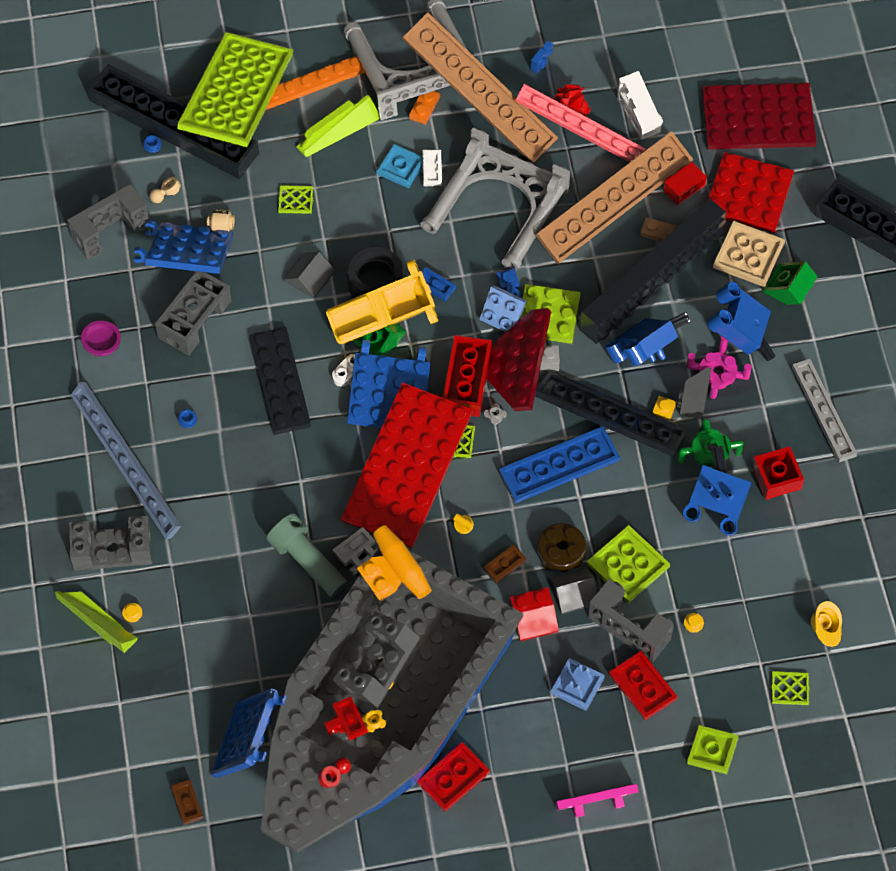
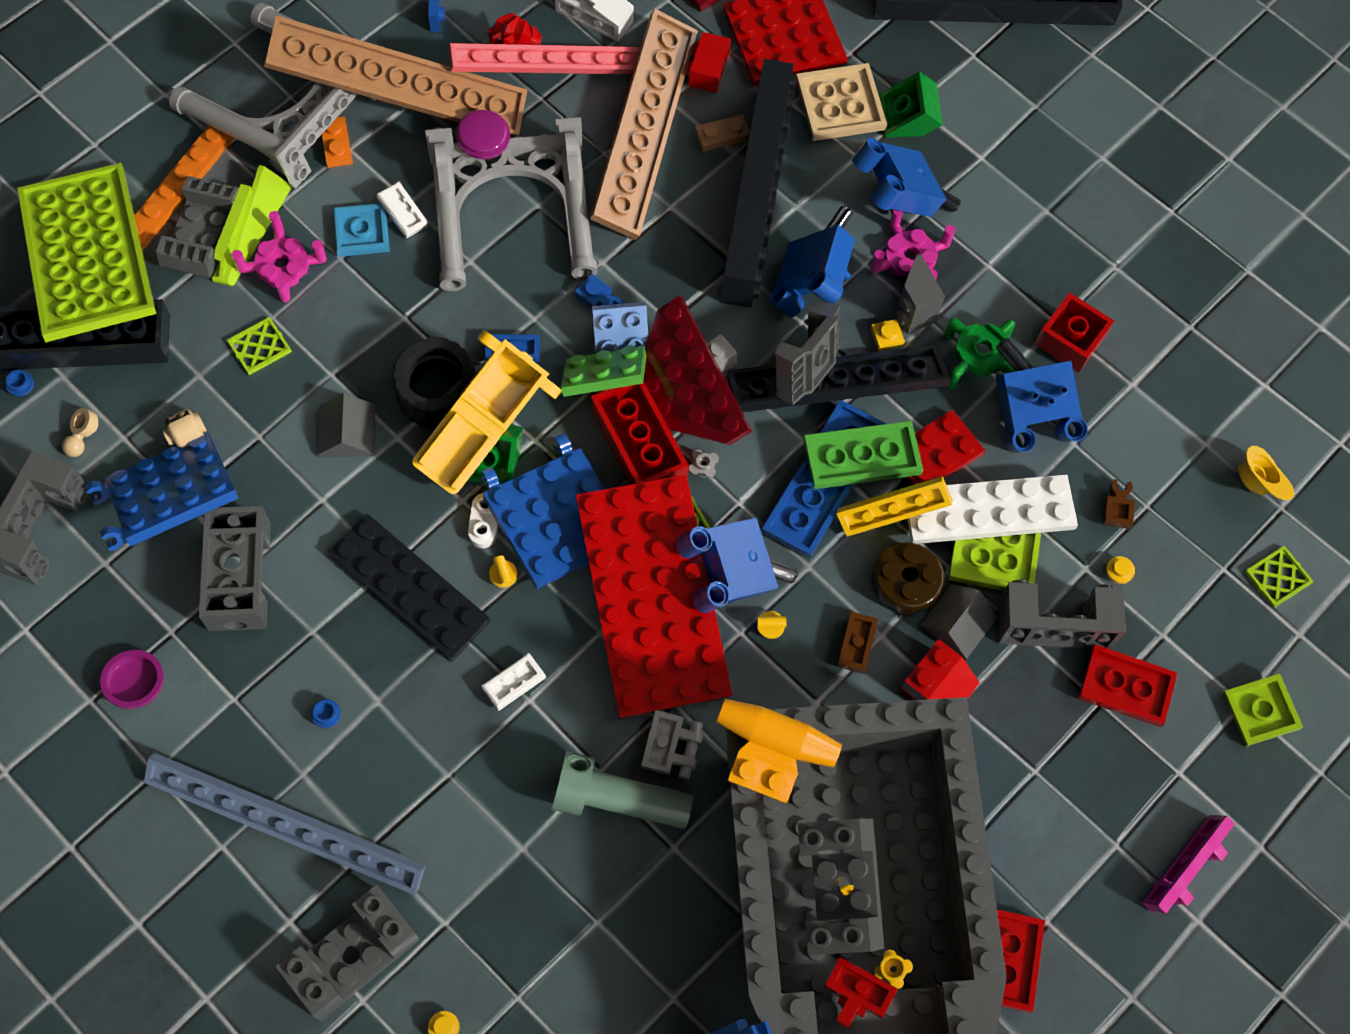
camera: 40 degrees left, 5 degrees up
(298, 464) = (513, 681): none -> white plate
(308, 112) = (198, 227): none -> dark grey plate
(336, 403) = (502, 572): none -> yellow plate
(342, 149) = (277, 249): none -> dark pink plate
(464, 475) = (734, 562): none -> piece
(475, 326) = (604, 370): none -> bright green plate
(508, 149) = (483, 134): none -> magenta piece
(563, 310) = (669, 282): lime plate -> none
(577, 684) = (1056, 736): medium blue plate -> none
(580, 500) = (894, 506): none -> yellow plate
(588, 463) = (862, 455): none -> bright green plate
(601, 389) = (804, 368): none -> dark grey plate
(638, 491) = (945, 448): none -> red plate
(640, 539) = (999, 510): none -> white plate
(722, 589) = (1117, 508): none -> reddish brown plate
(824, 410) = (1060, 230): light grey plate -> none

